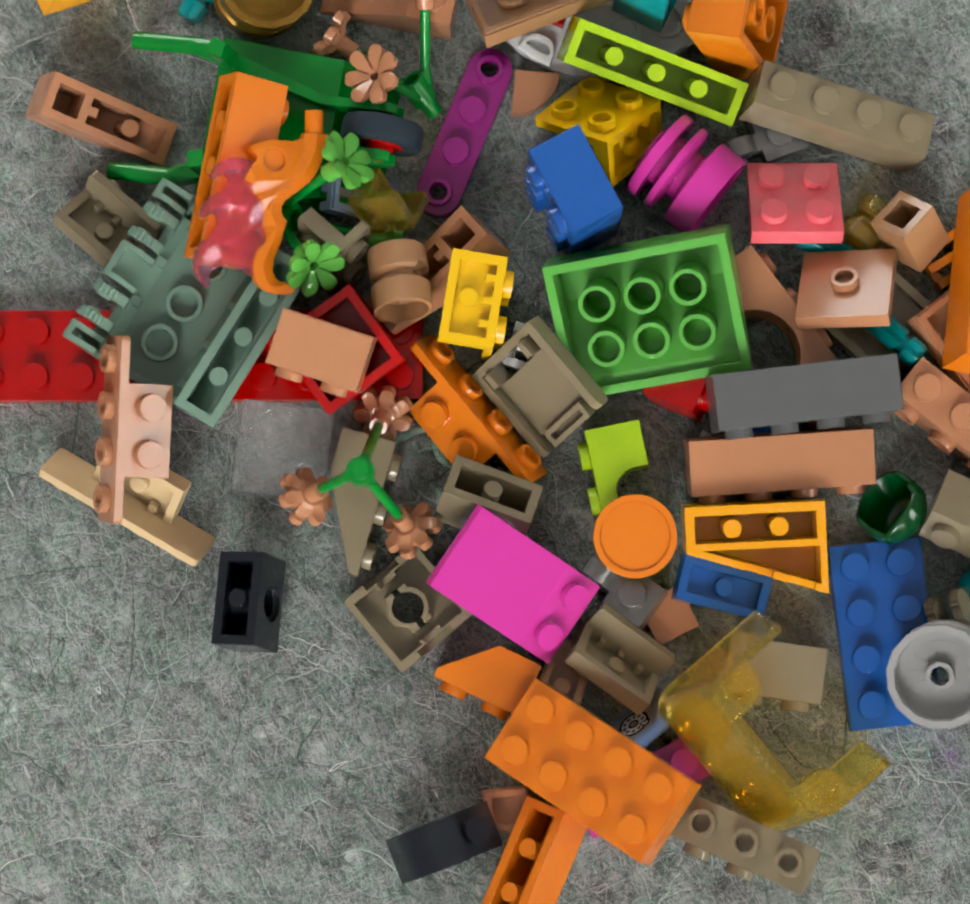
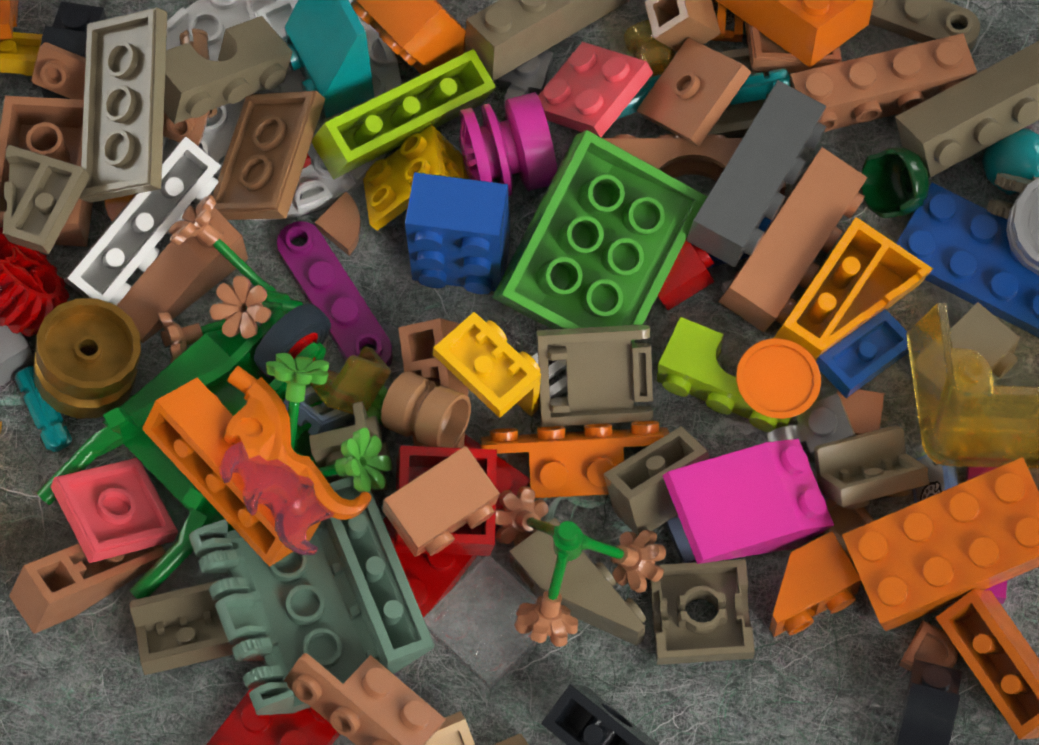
camera: 55 degrees left, 15 degrees down
(161, 100) = (114, 509): none -> coral plate

